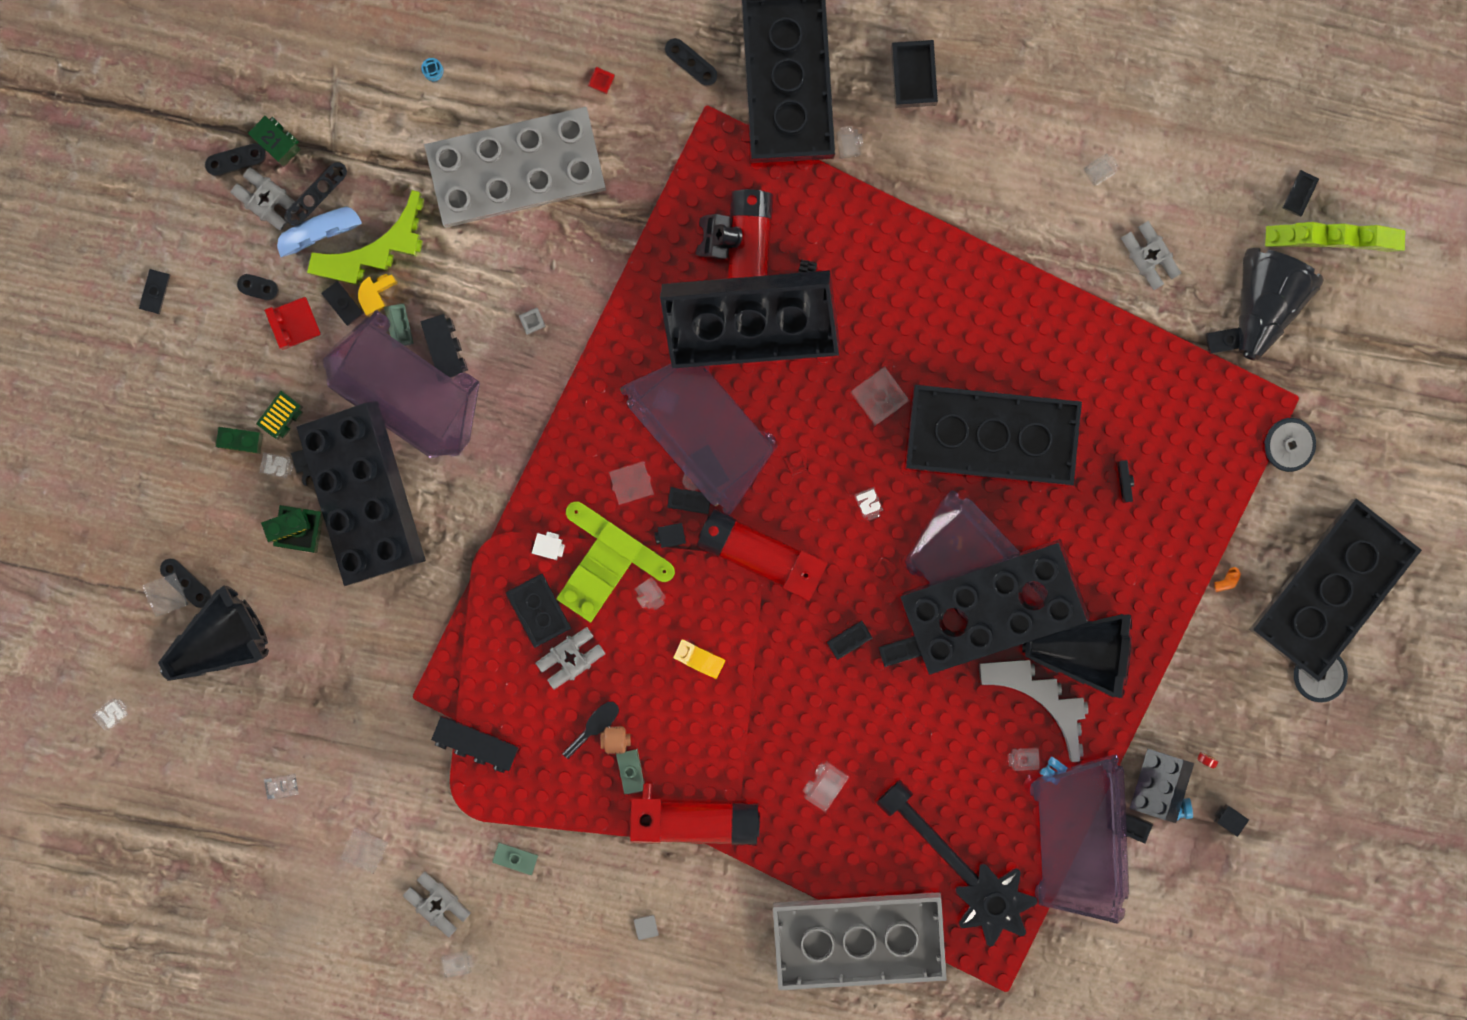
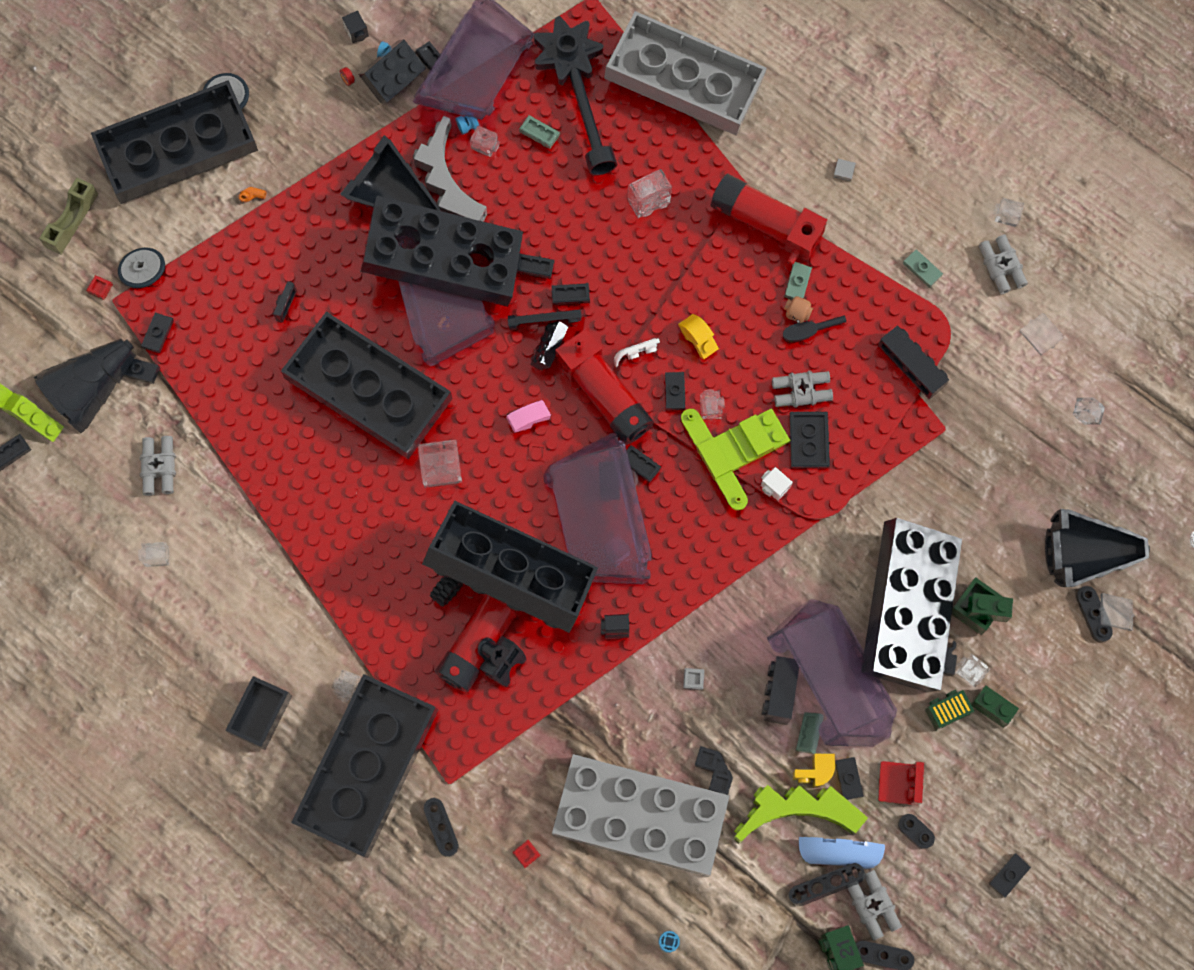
camera: 155 degrees left, 15 degrees down
(474, 253) = (714, 762): none -> black tile
(628, 325) = (615, 626): none -> black brick
(631, 483) = (680, 503): clear piece -> none
(670, 535) = (670, 443): black brick -> none
(693, 591) = (675, 390): none -> black plate
(755, 608) = (632, 352): none -> white piece
(822, 491) = (528, 415): none -> bright pink slope
(833, 613) = (572, 316): none -> black plate
(840, 572) = (549, 343): none -> black piece
(868, 503) = (496, 387): brick -> none
(975, 800) = (539, 132): none -> sand green plate
(1231, 385) = (157, 332): none -> black plate
(1319, 403) = (99, 287): none -> red tile
(1391, 456) = (80, 199): none -> olive arch

